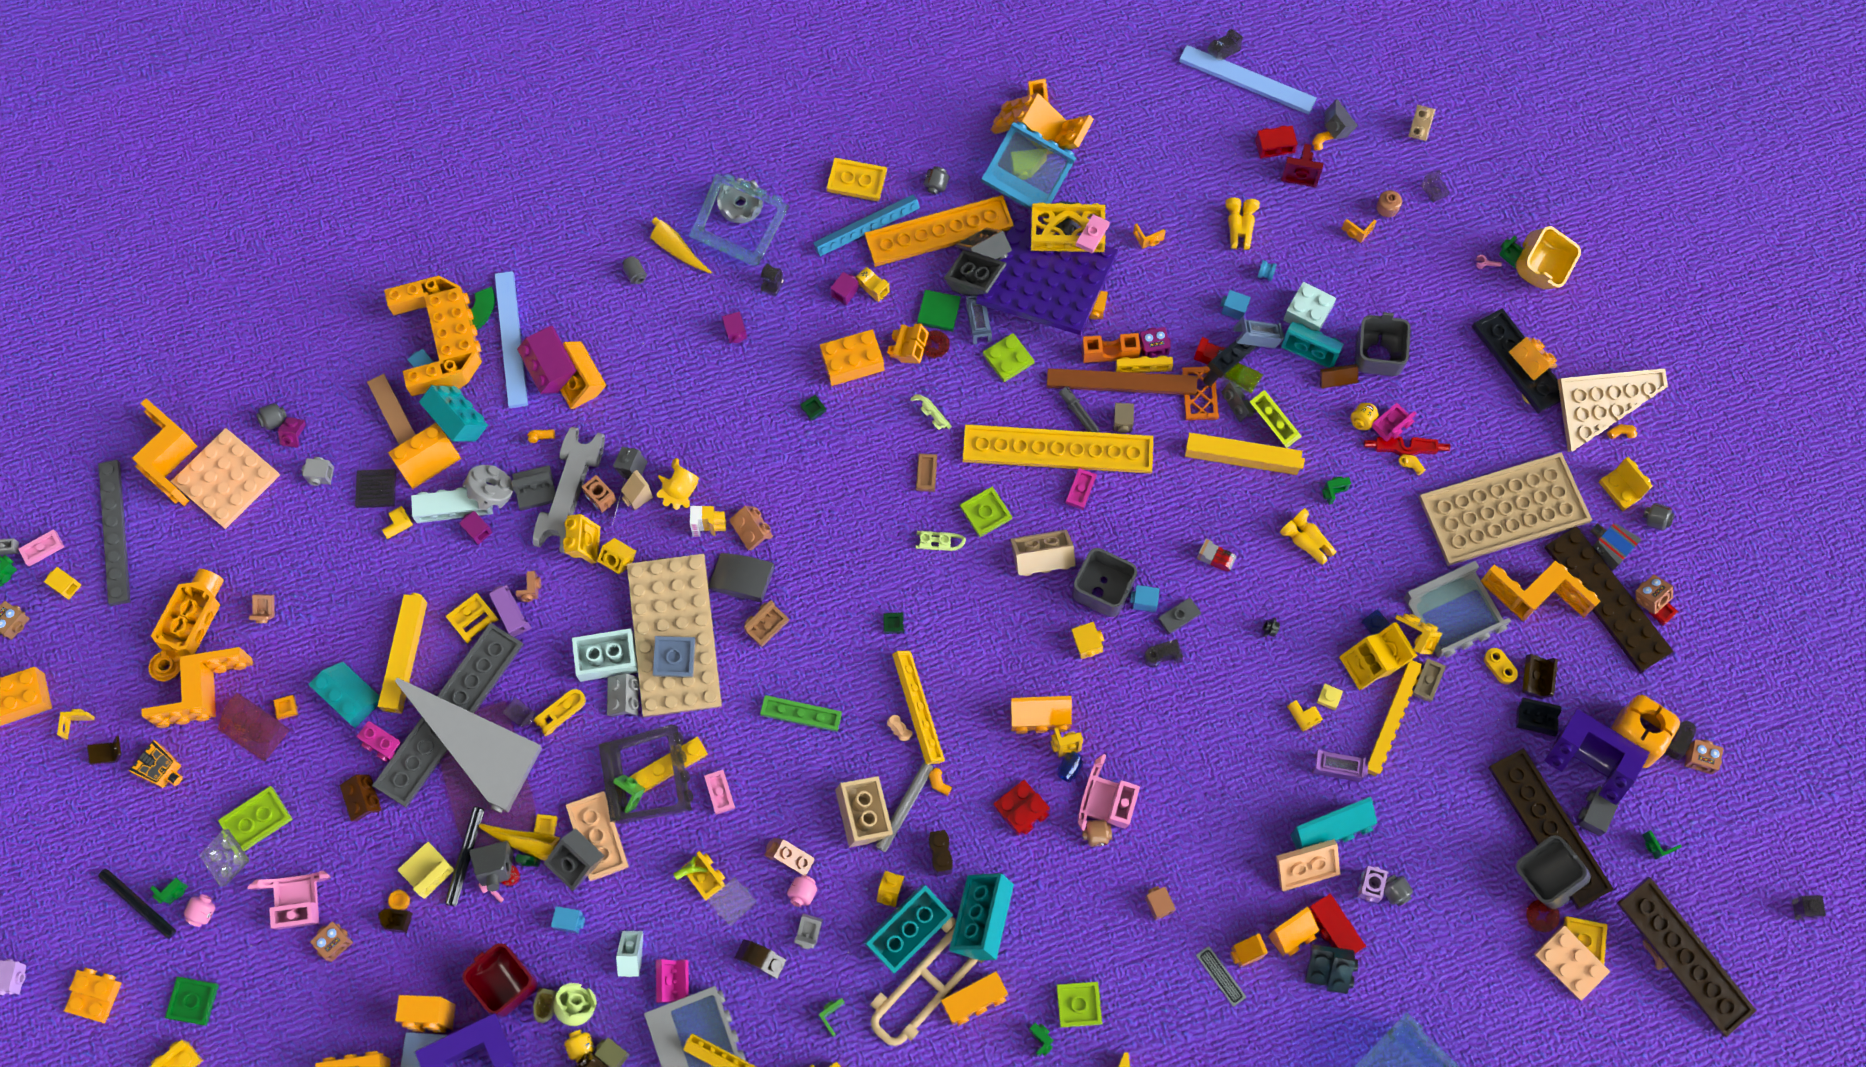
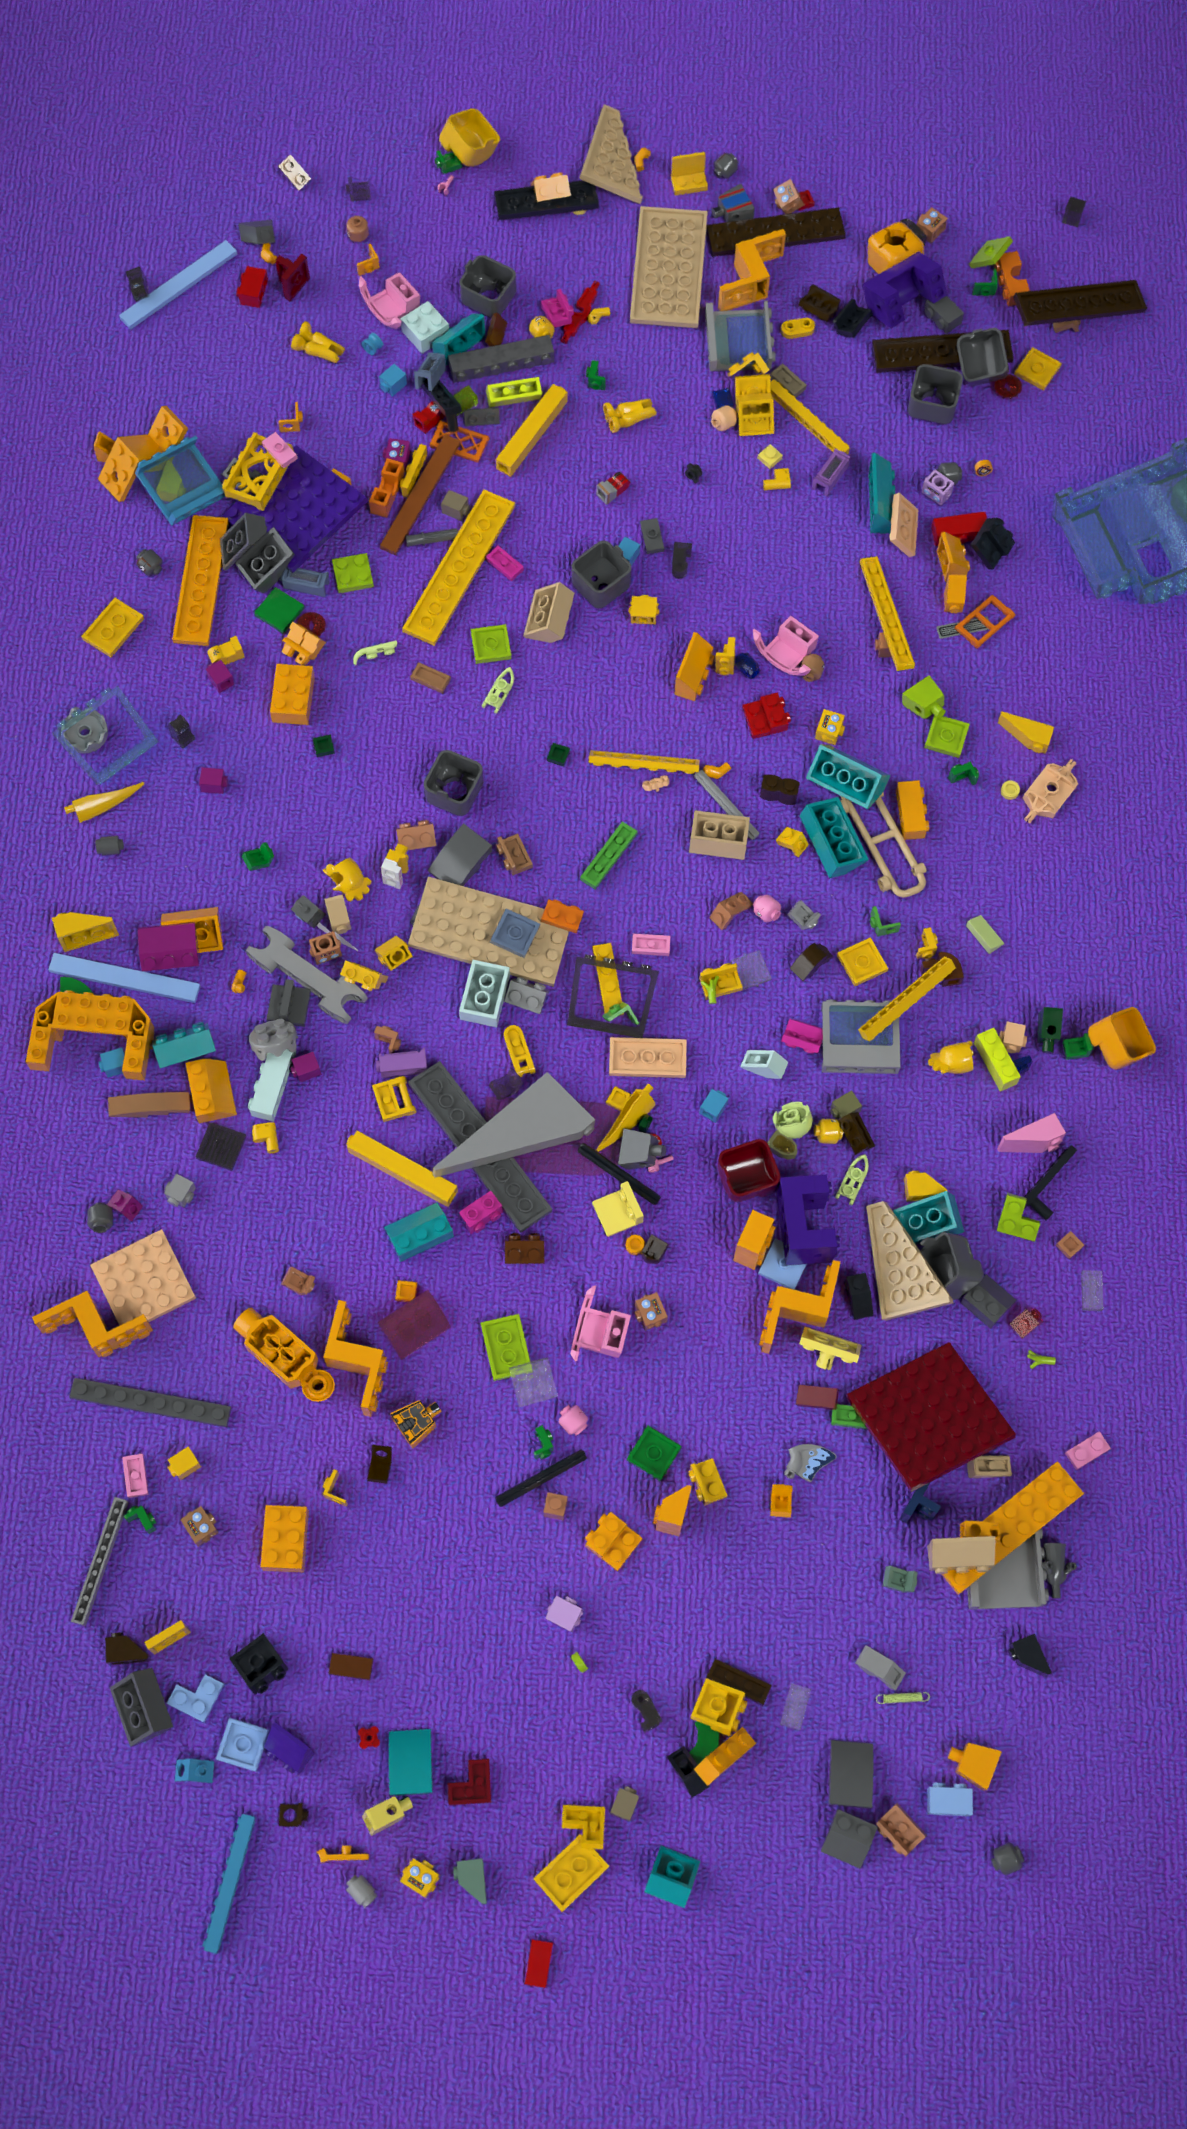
camera: 70 degrees left, 0 degrees up
(108, 927) = (555, 1506): none -> nougat brick
(120, 1040) = (671, 1512): none -> light orange slope
(533, 276) = (80, 930): none -> yellow slope
(573, 859) = (665, 1077): dark grey slope -> none
(671, 399) = (259, 857): none -> green bracket
(713, 694) = (562, 915): none -> orange bracket
(781, 1011) = (862, 962): none -> yellow plate
(801, 524) = (449, 768): none -> dark grey piece
(866, 224) = (164, 636): dark azure piece -> none
(1035, 878) = (830, 727): none -> yellow head
(1110, 965) = (924, 699): none -> lime torso
(1191, 886) = (887, 613): none -> yellow tile
(1231, 1009) = (976, 613): none -> orange window
(1310, 393) = (501, 358): none -> flat silver brick
(1322, 268) = (393, 302): none -> bright pink piece
(1349, 632) = (724, 418): none -> light nougat head
(1424, 925) = (983, 467): none -> tile
(1496, 823) = (948, 389): none -> dark grey piece
(1571, 963) = (1052, 382): light nougat plate -> none
(1696, 859) = (1008, 267): none -> orange arch
(1701, 834) = (991, 252): none -> lime plate

